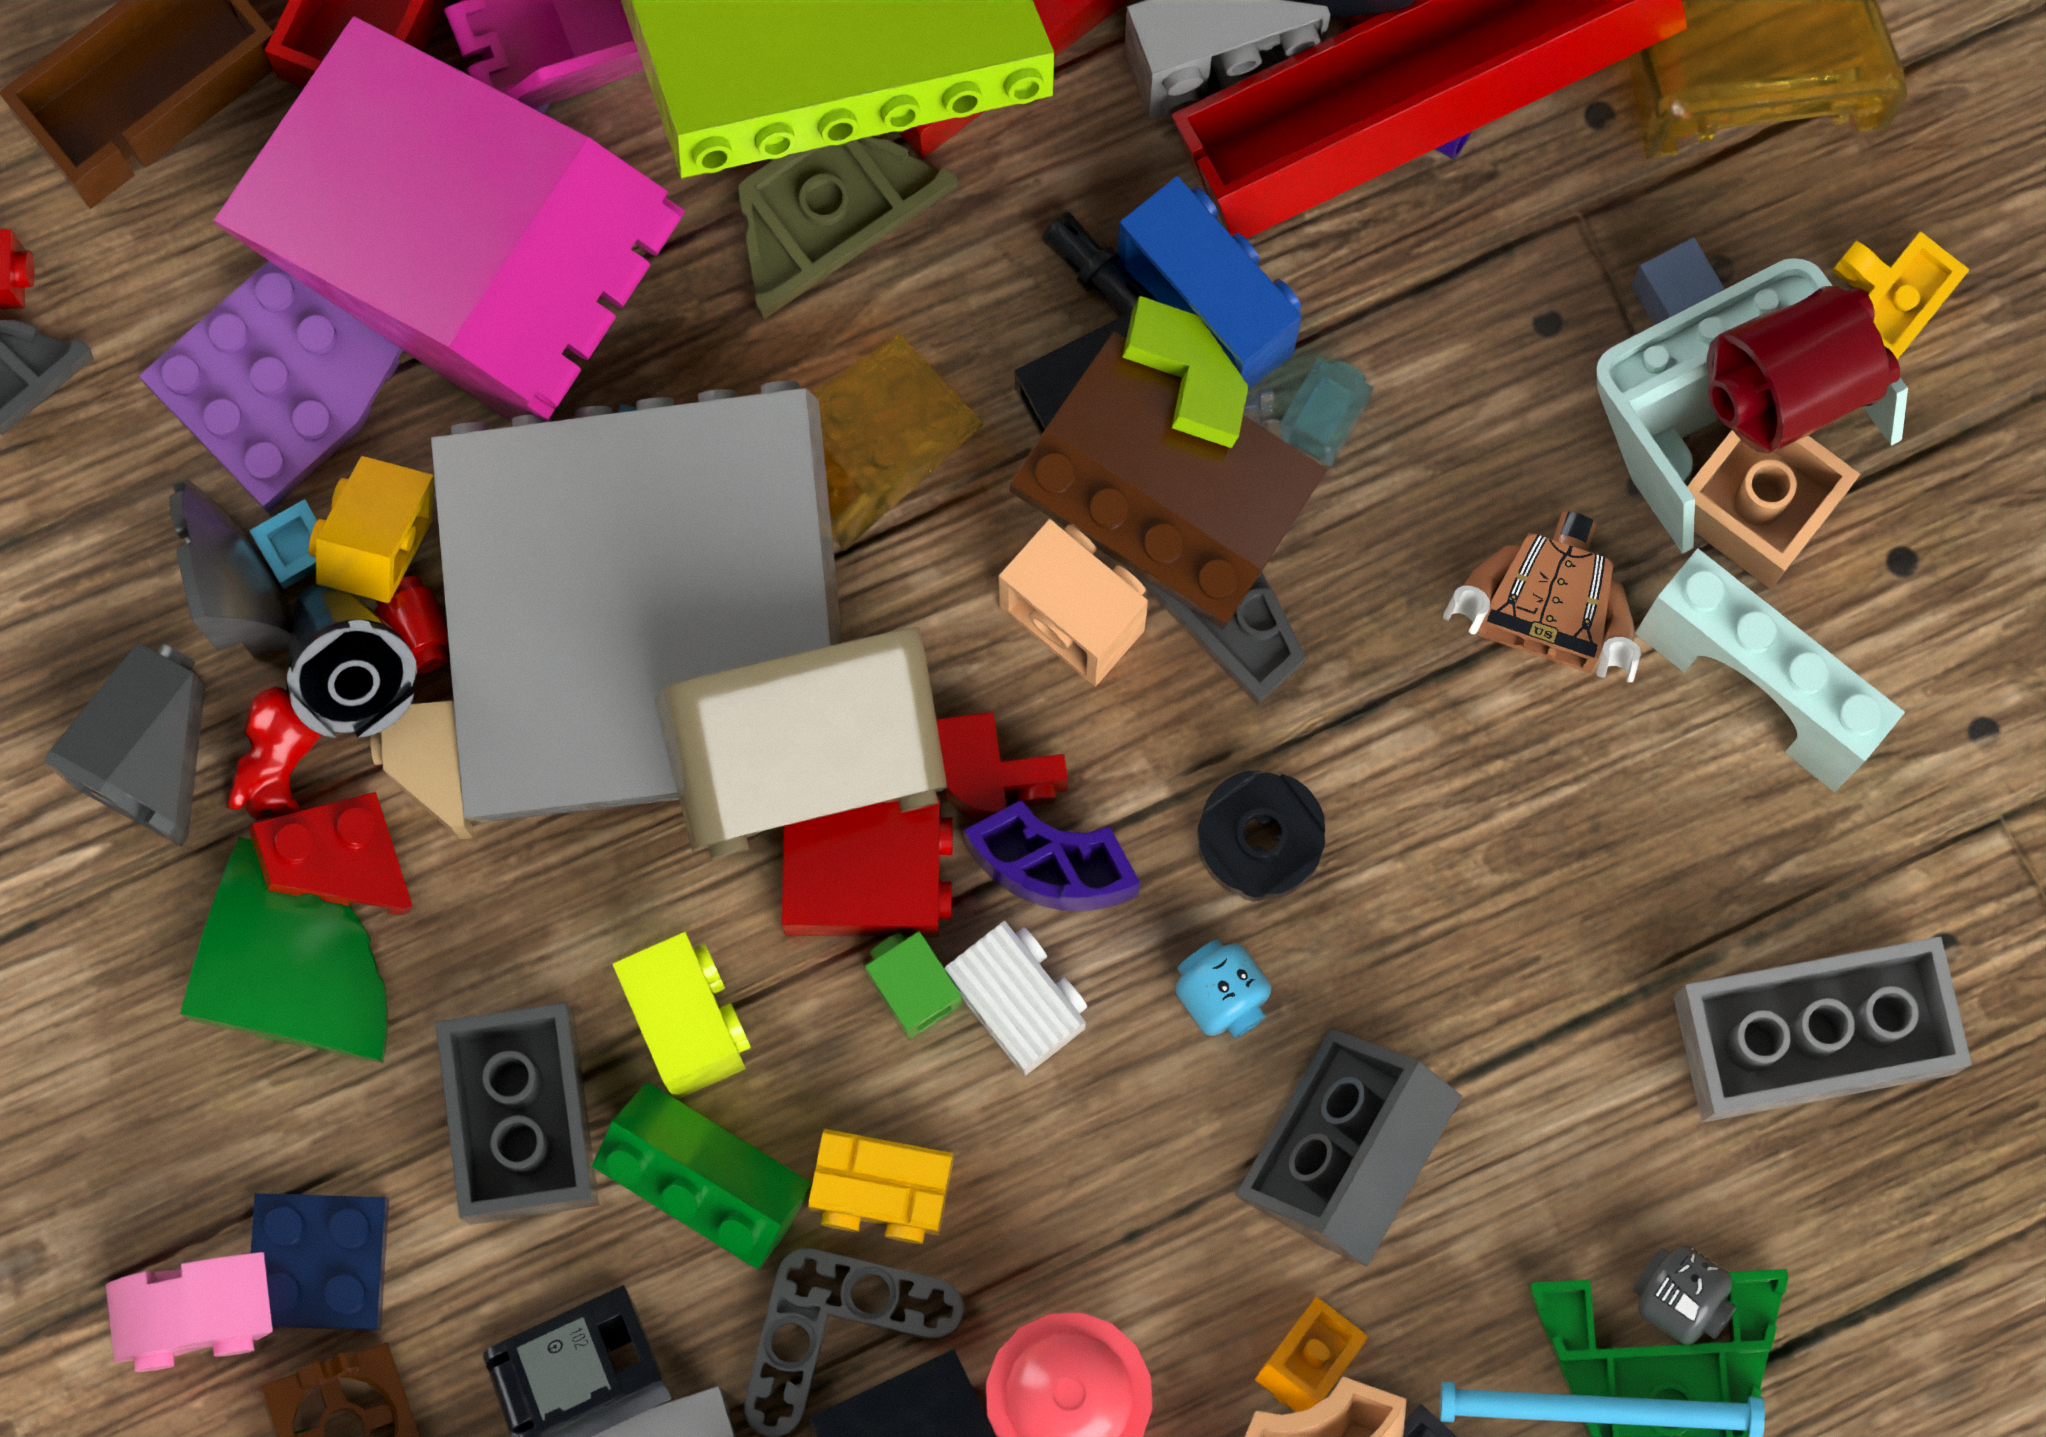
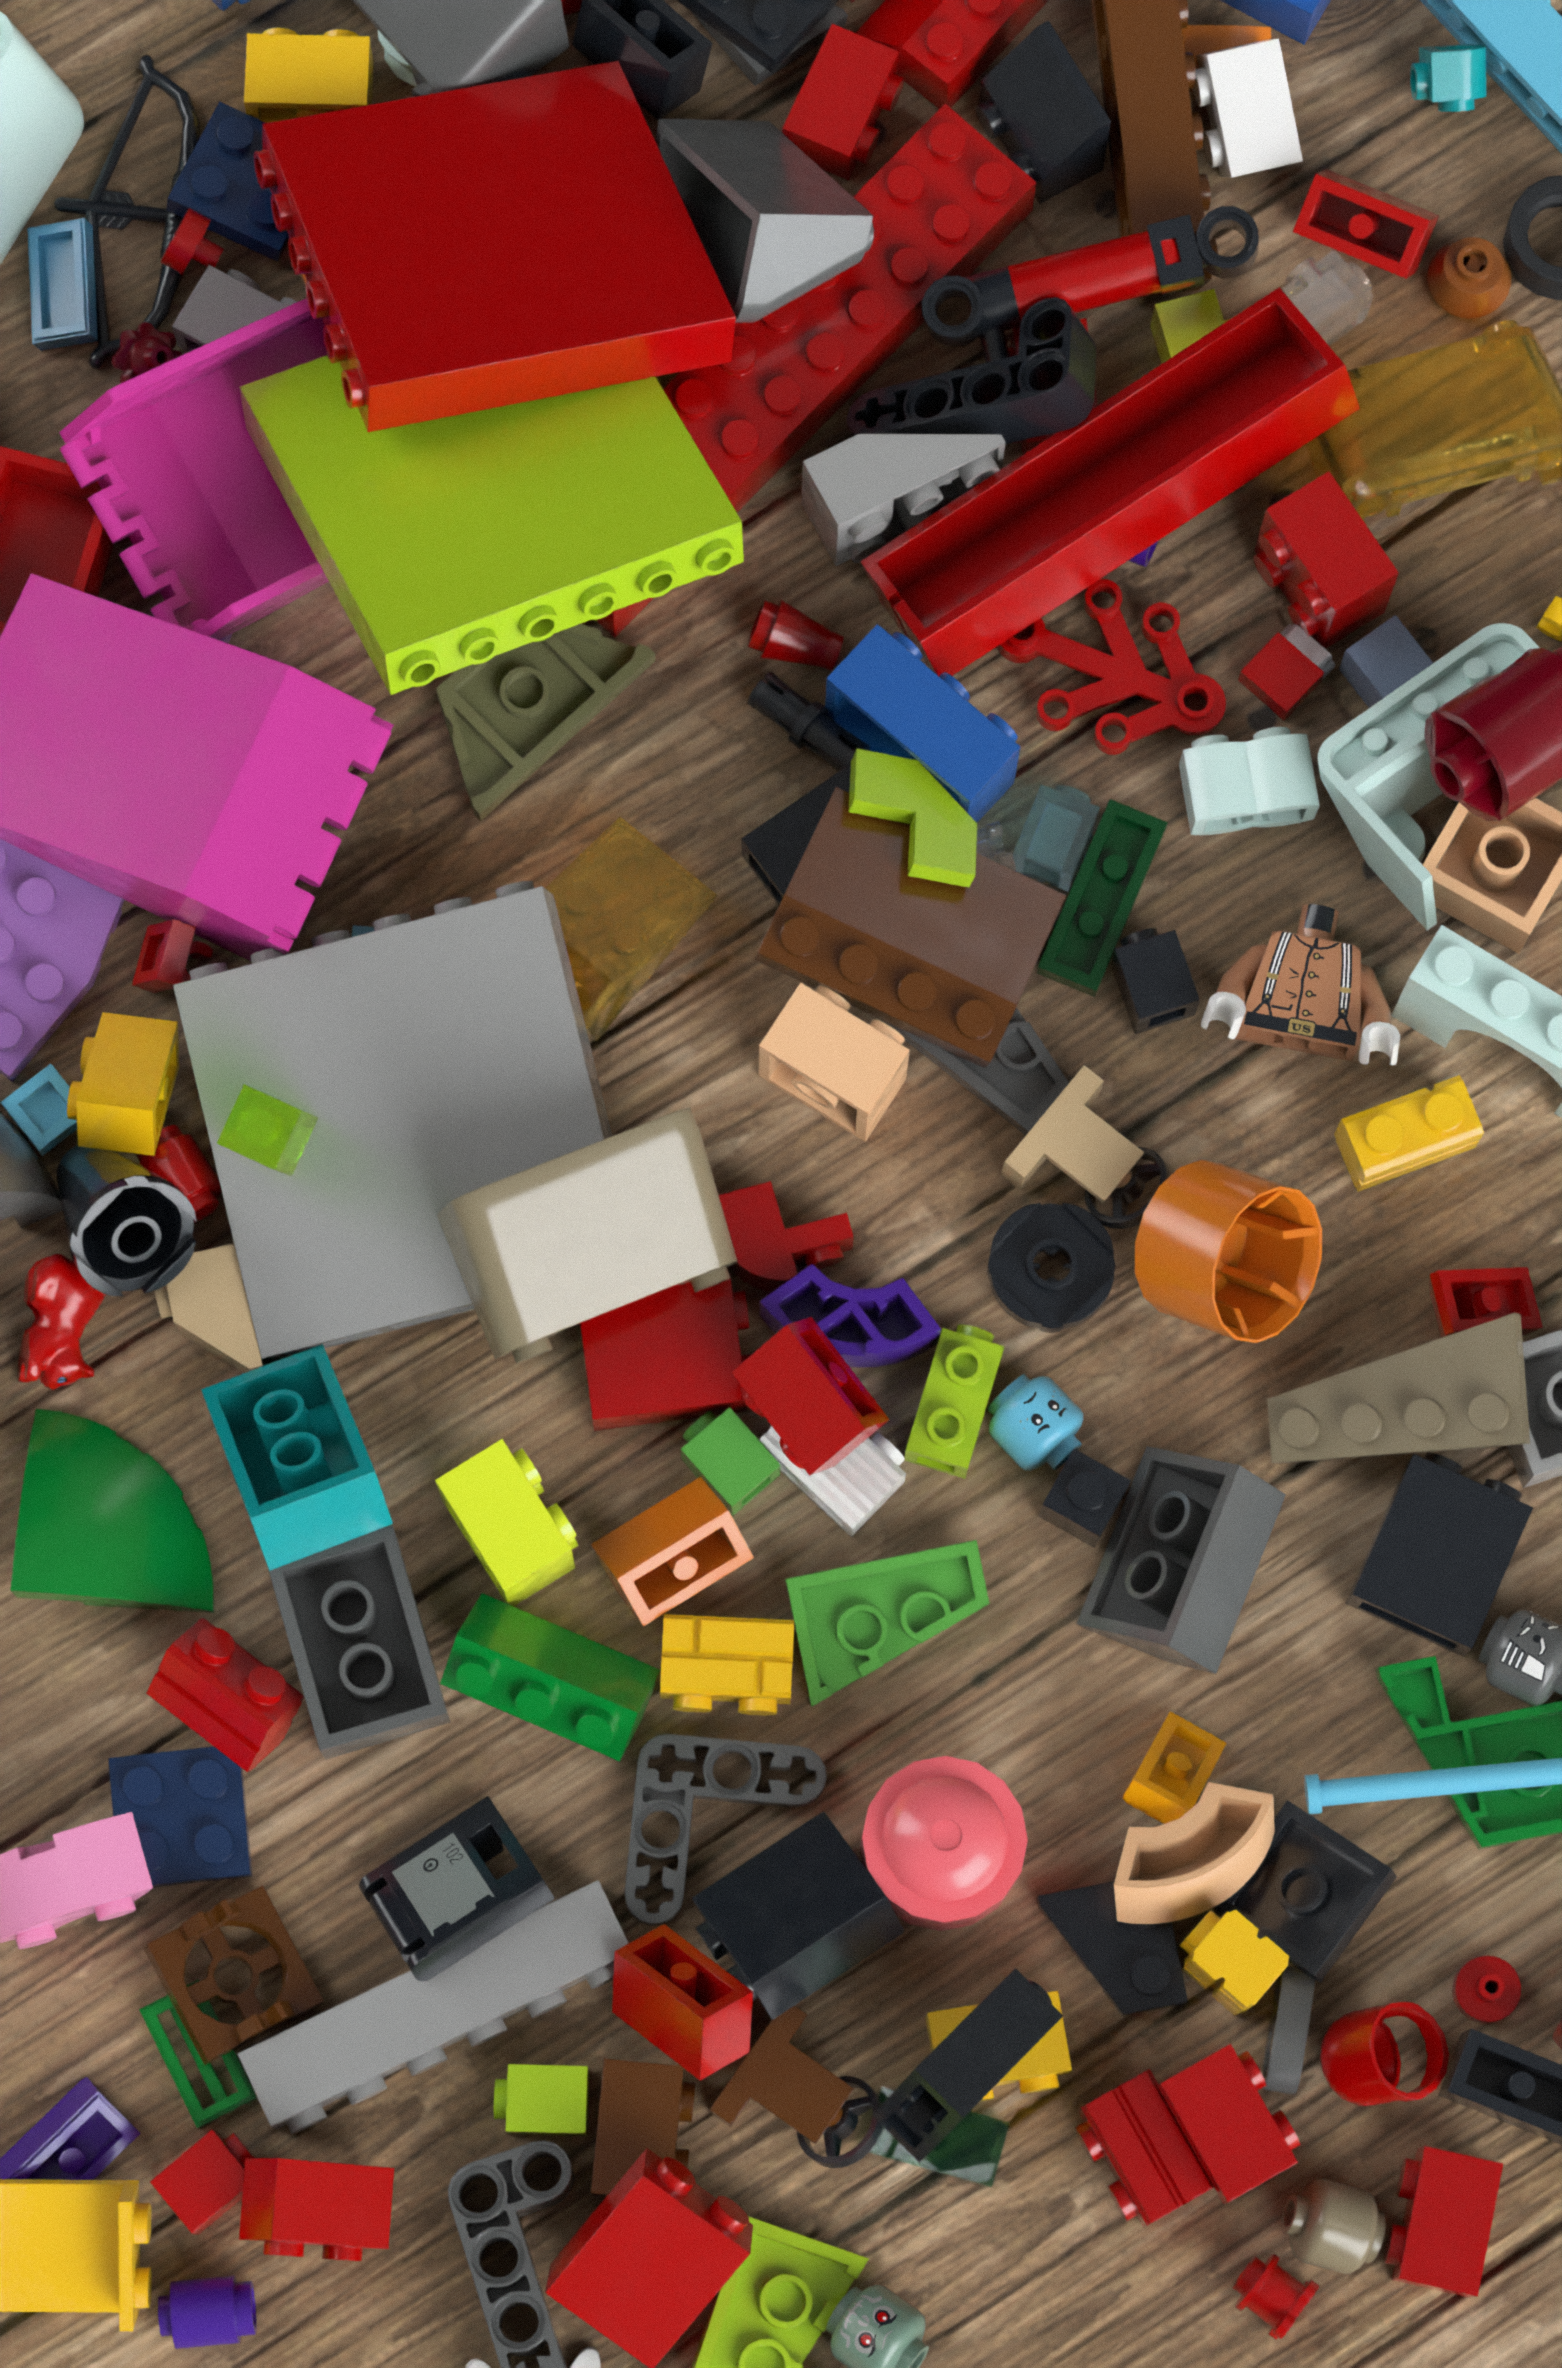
camera: 10 degrees left, 0 degrees up
(333, 853) = (135, 1413): red wing -> none
(377, 1147) = (225, 1694): none -> red brick
(434, 407) = (166, 954): none -> red tile
(481, 921) = (297, 1457): none -> teal brick
(499, 592) = (267, 1130): none -> clear neon green brick
(842, 1066) = (672, 1551): none -> orange brick
(998, 932) = (809, 1396): none -> red brick
(1040, 1153) = (877, 1609): none -> bright green wing
(1096, 181) = (793, 637): none -> red cone
(1145, 955) = (954, 1400): none -> lime brick
(1260, 1071) = (1084, 1498): none -> black brick
(1315, 730) = (1087, 1152): none -> tan piece
(1363, 477) = (1102, 898): none -> dark green plate
(1404, 565) = (1154, 979): none -> black brick
(1415, 261) = (1123, 675): none -> red plant
(1438, 845) = (1228, 1251): none -> orange piece
(1524, 383) = (1248, 782): none -> light aqua brick
(1578, 279) = (1286, 670): none -> red piece
(1609, 1176) = (1440, 1553): none -> black brick
(1613, 1020) = (1424, 1399): none -> dark tan wing
(1630, 175) = (1324, 561): none -> red brick
(1636, 752) = (1408, 1133): none -> yellow brick
(1687, 933) = (1481, 1295): none -> red slope

